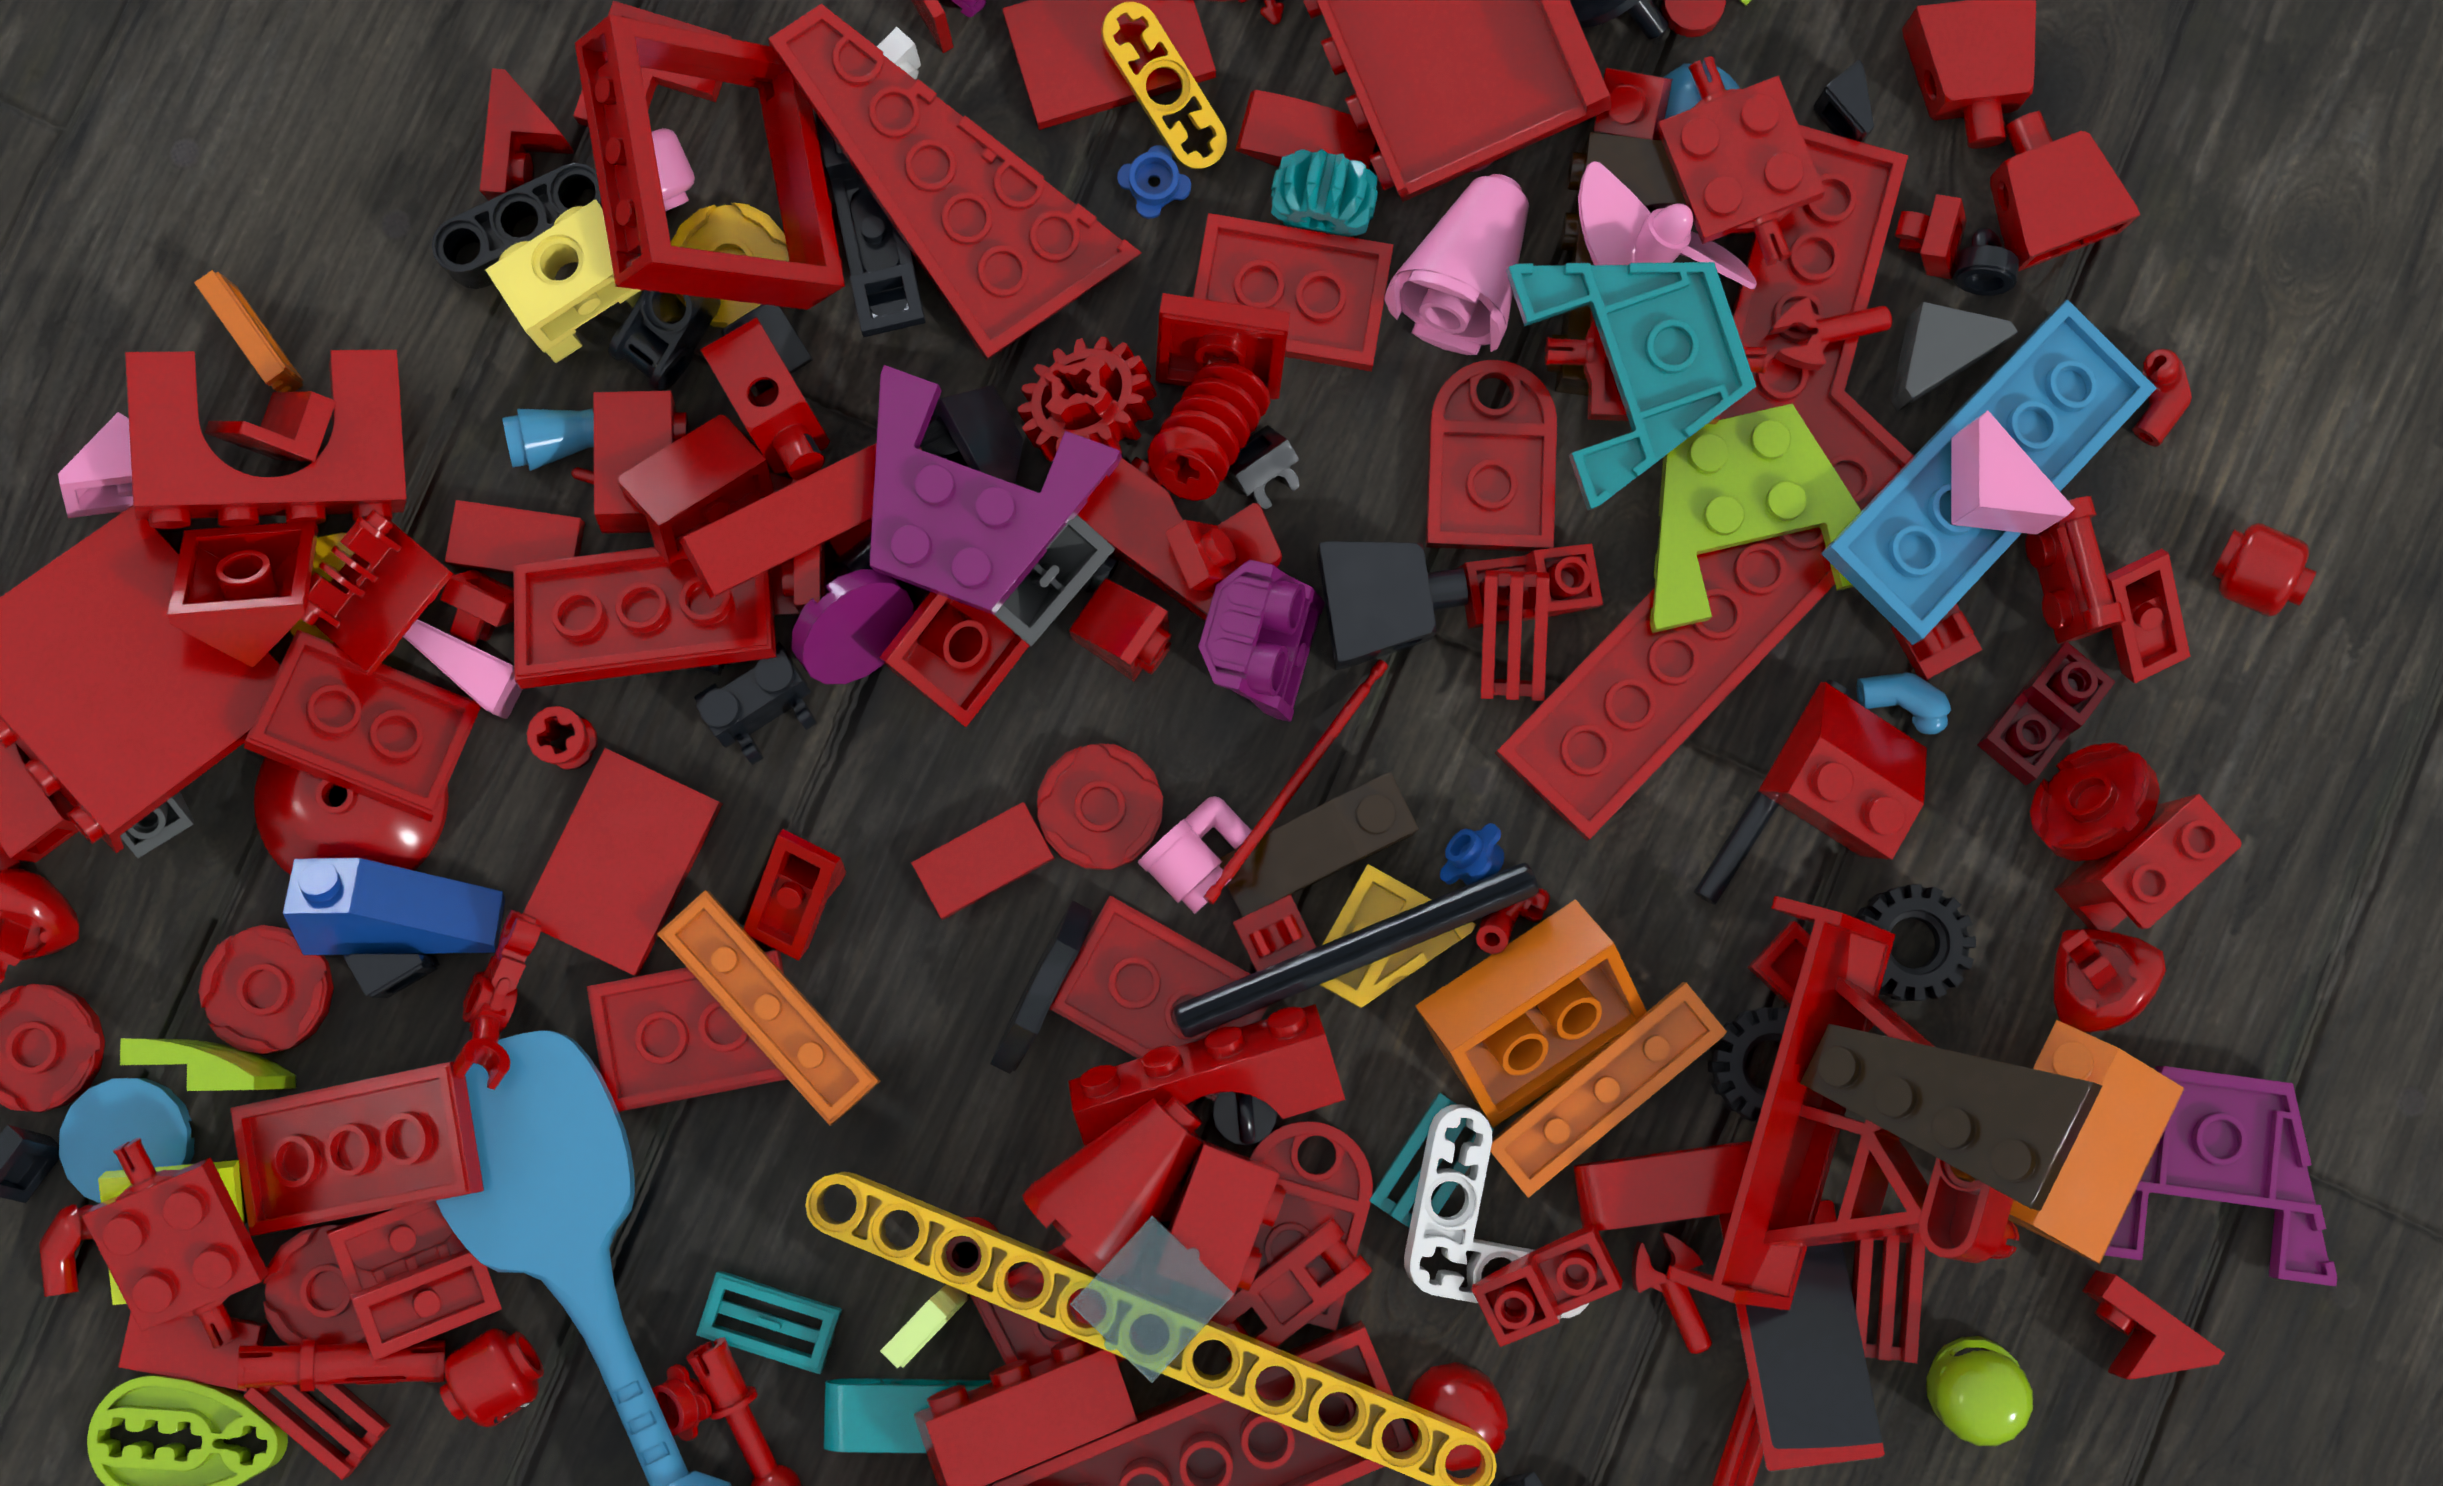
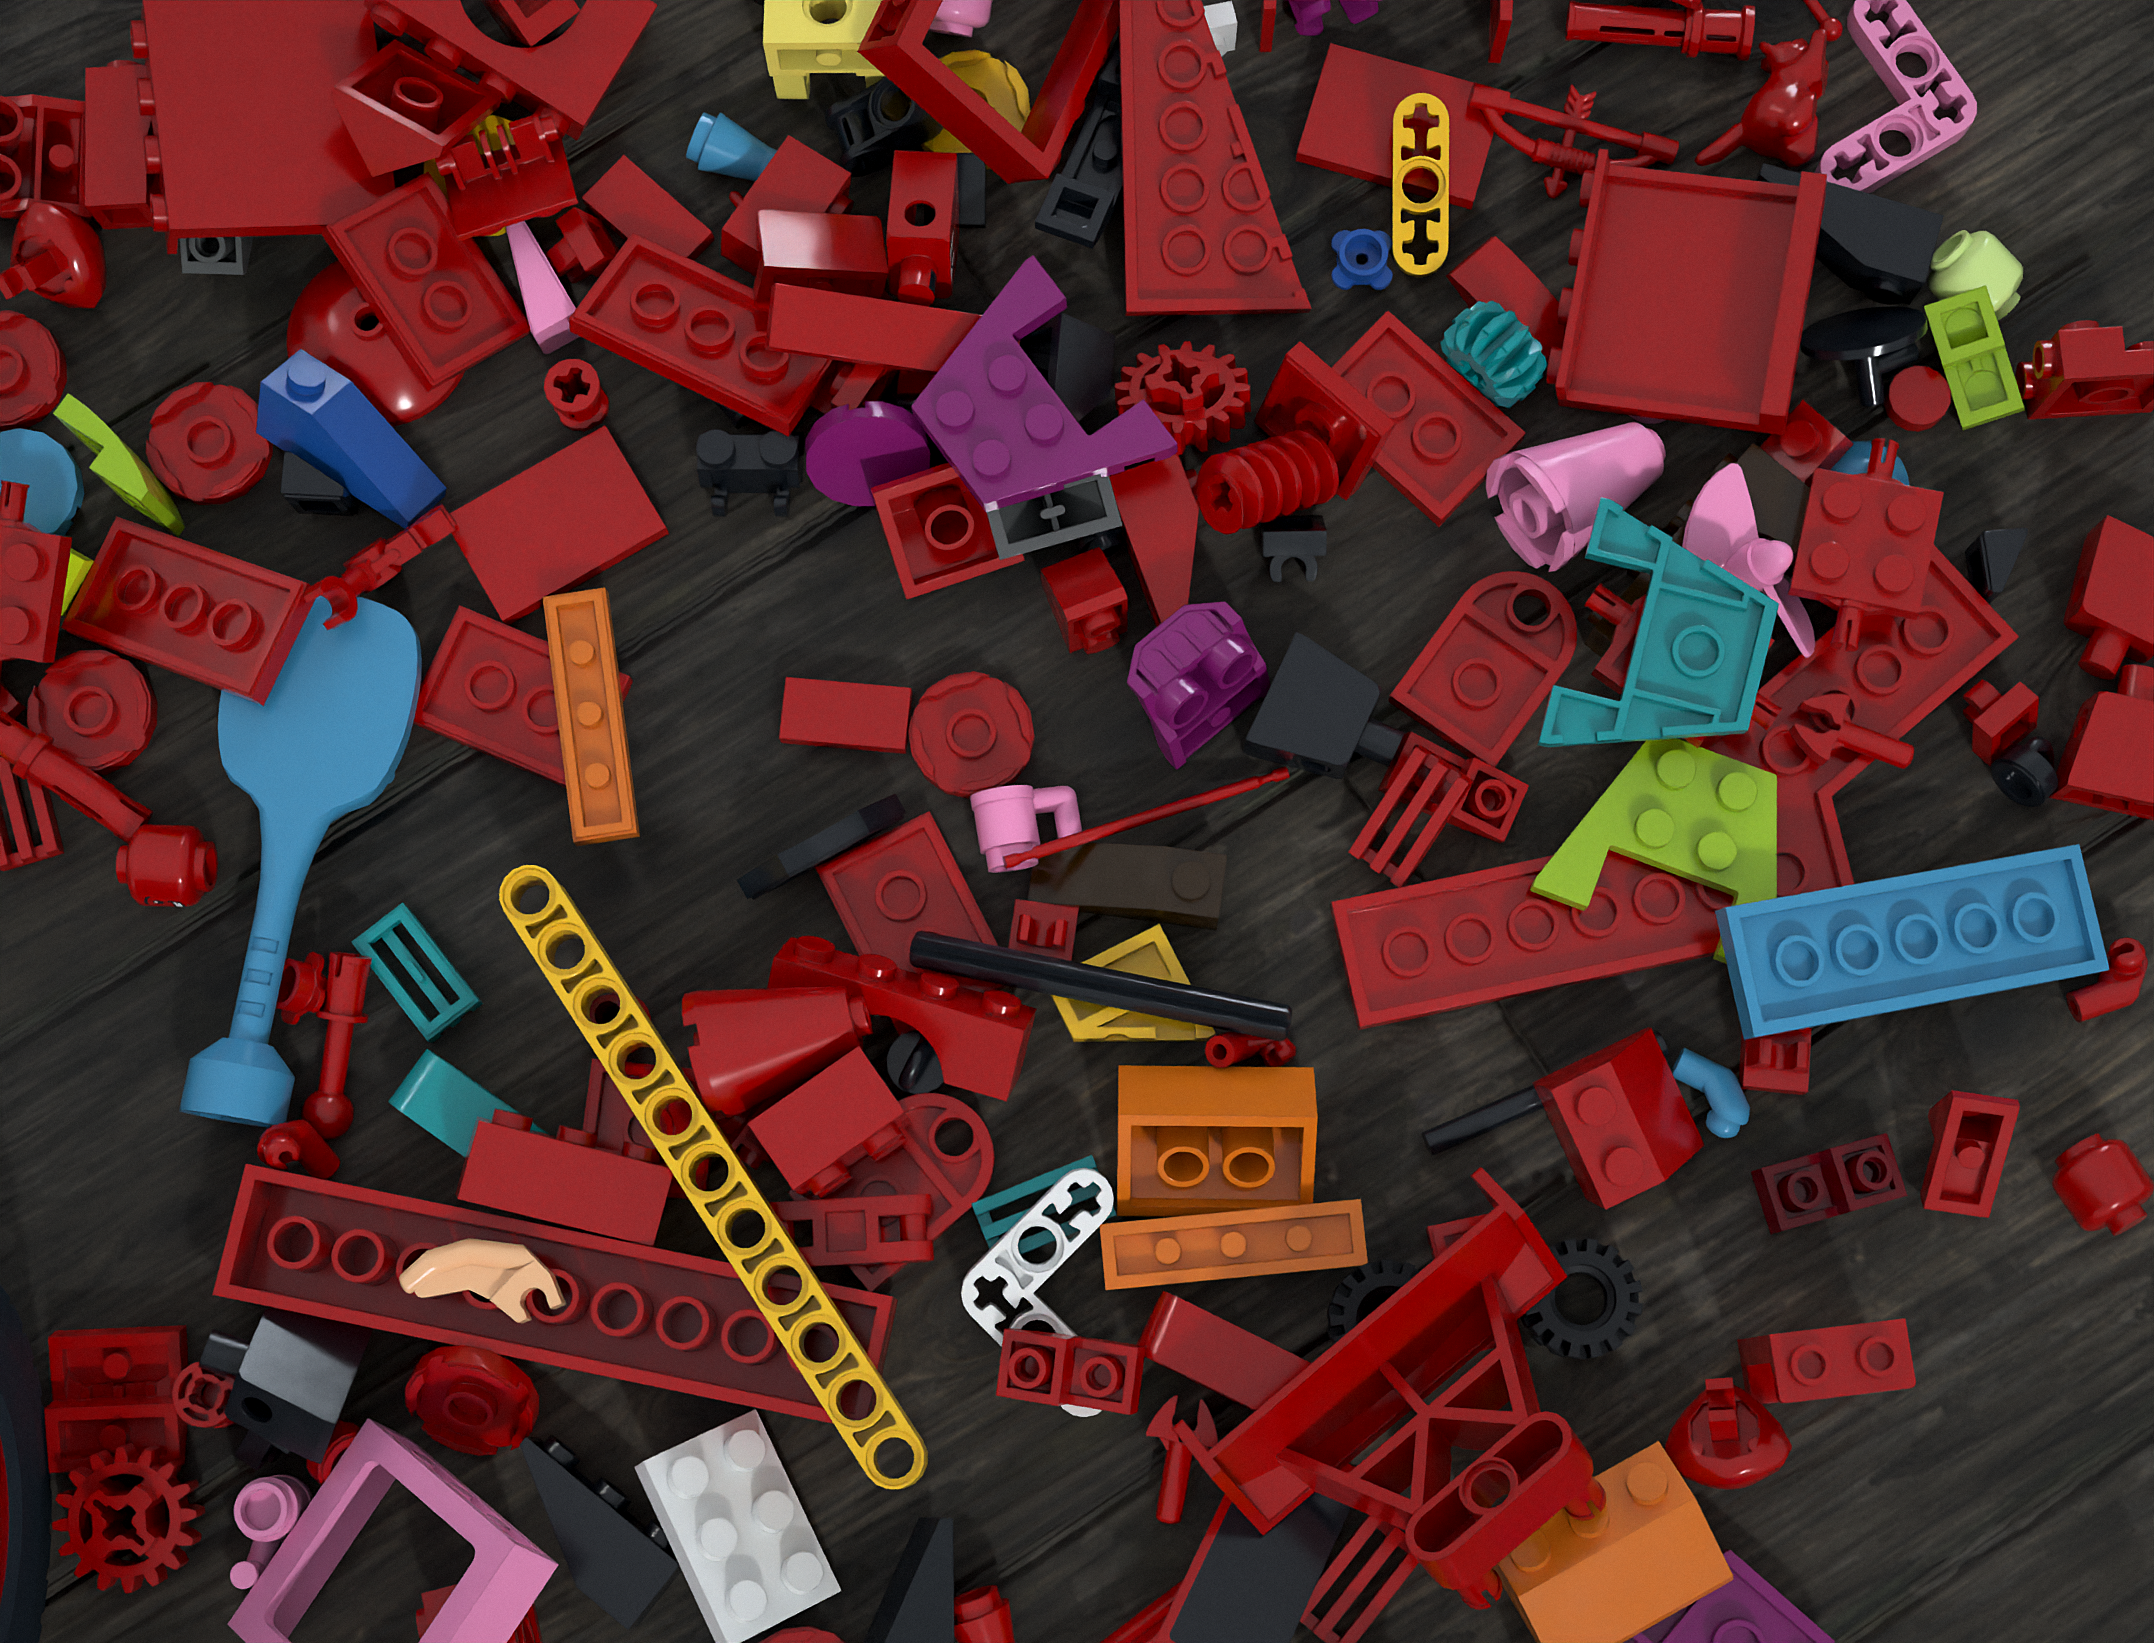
camera: 40 degrees right, 5 degrees down
(410, 1276) = (160, 740): red slope -> none
(793, 894) = (673, 637): red slope -> none
(924, 1325) = (536, 1040): yellowish green tile -> none
(1152, 1299) = (729, 1141): clear light blue piece -> none
(1214, 551) = (1197, 577): red slope -> none
(1466, 1398) = (943, 1426): red hair -> none
(1473, 855) = (1253, 975): blue plate -> none
(1941, 345) = (1944, 817): dark grey slope -> none
(1970, 1111) = (1516, 1442): dark brown wing -> none
(1999, 483) = (1908, 951): bright pink slope -> none
(2073, 576) = (1932, 1056): red plate -> none
(2095, 802) = (1817, 1280): red tile -> none

